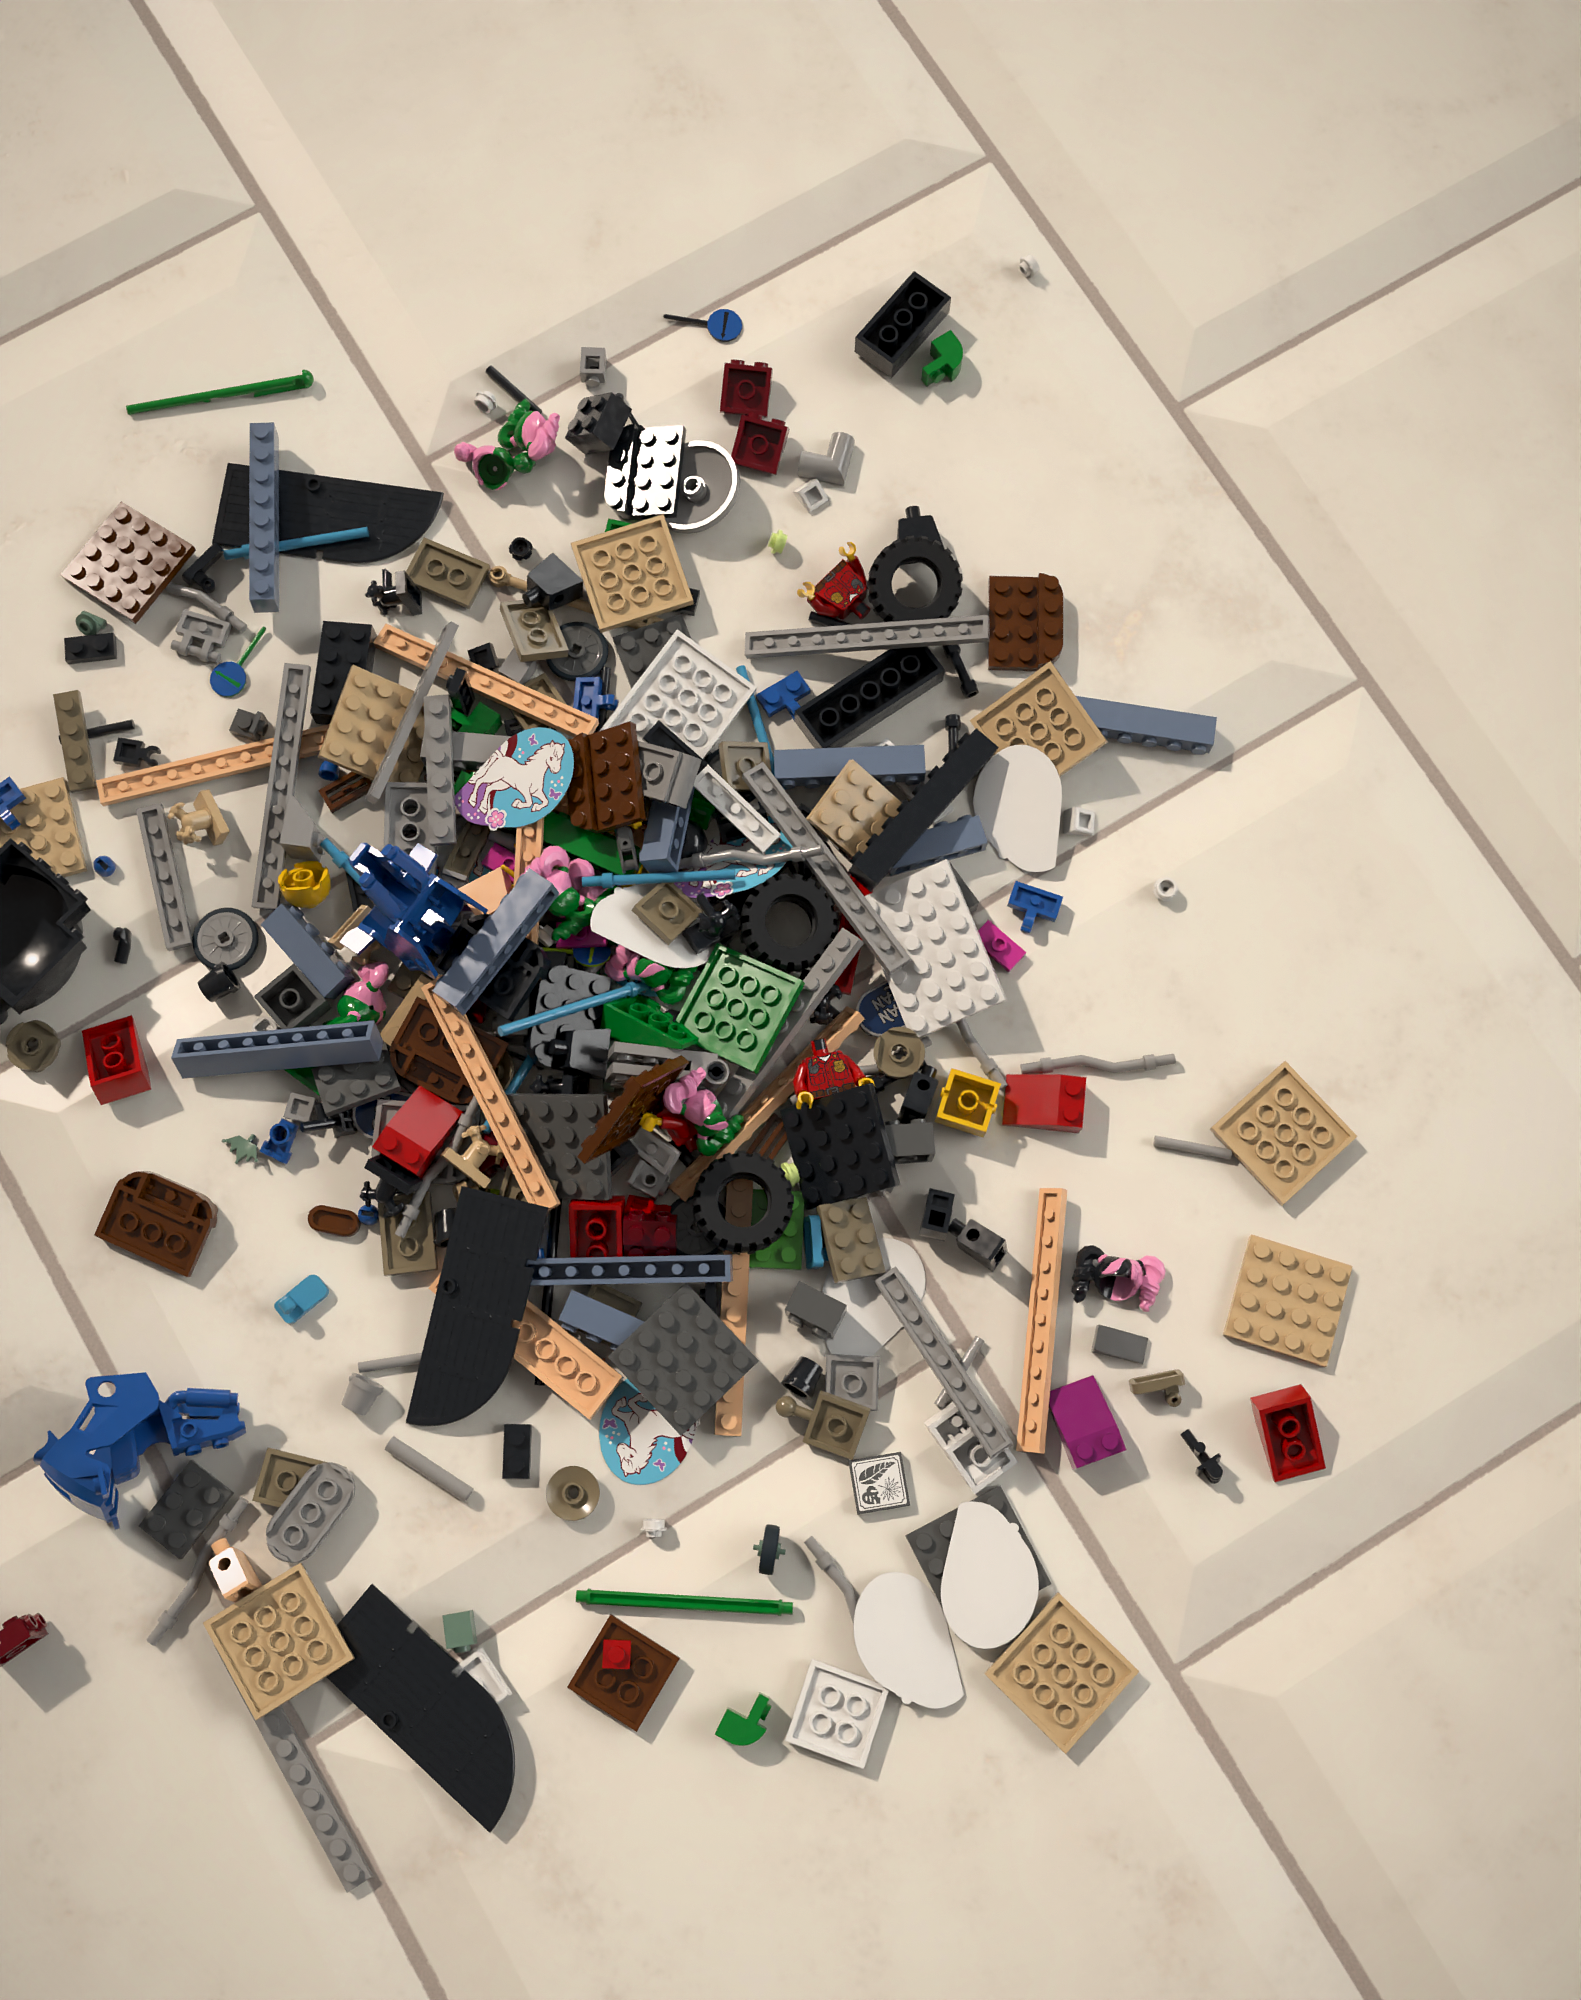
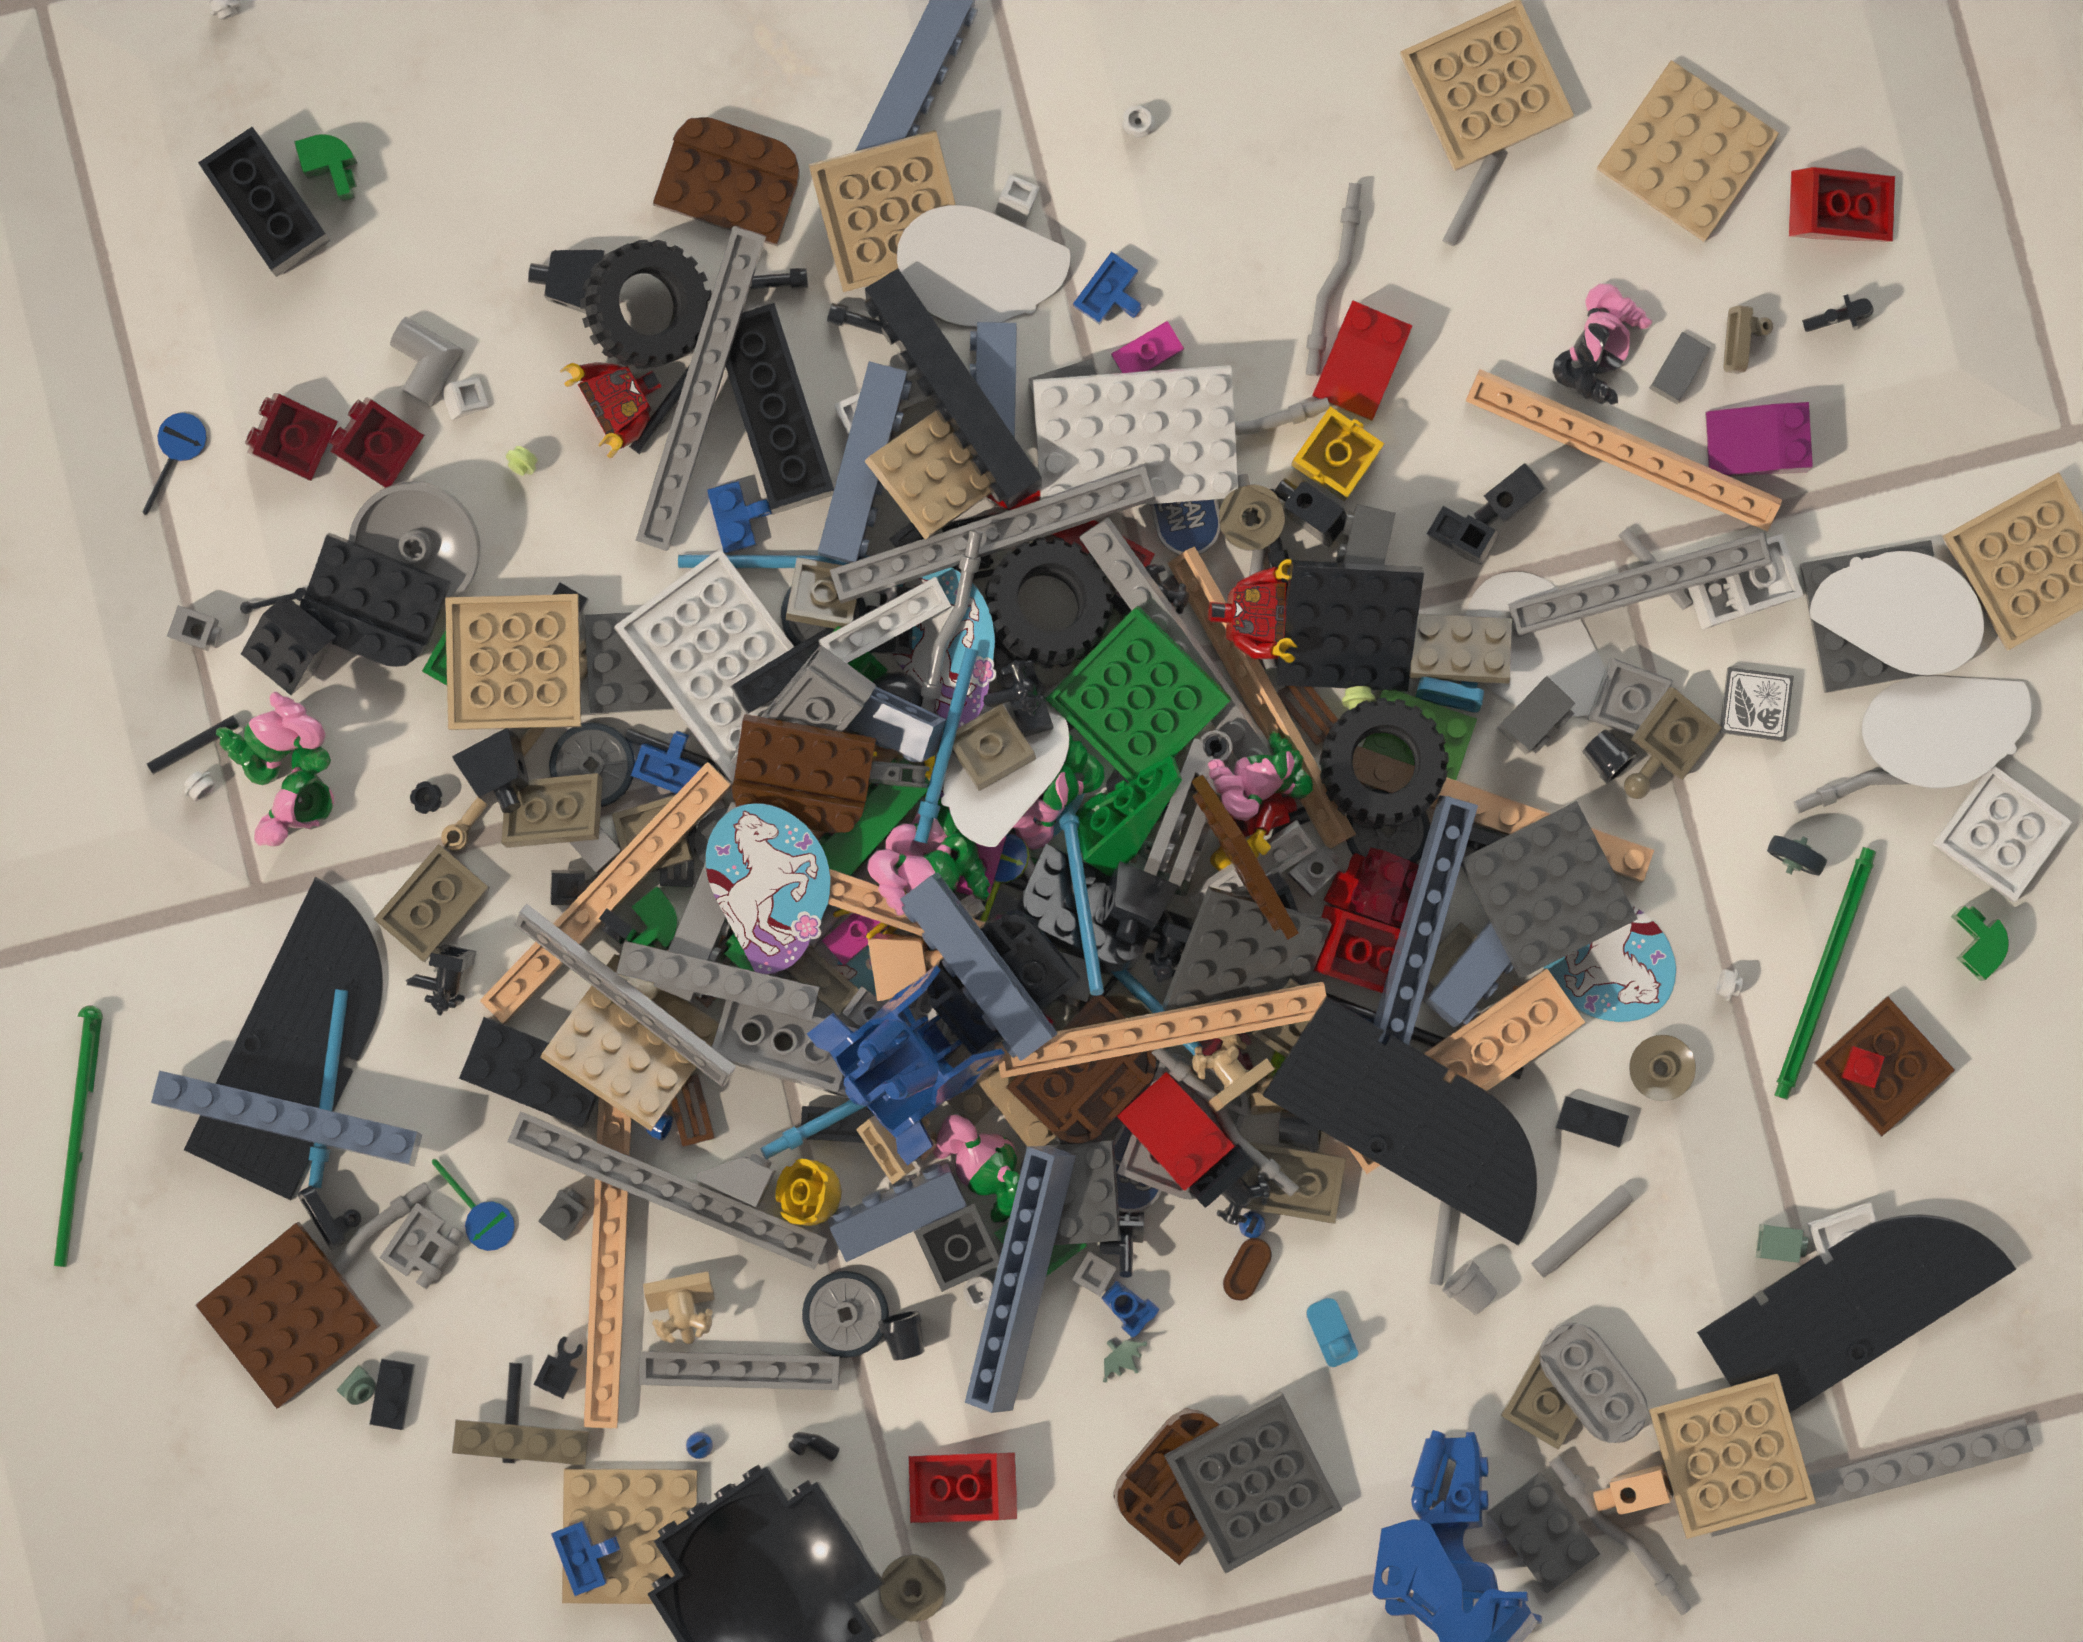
camera: 70 degrees left, 10 degrees up
(168, 1270) = (1253, 1482): none -> dark grey plate

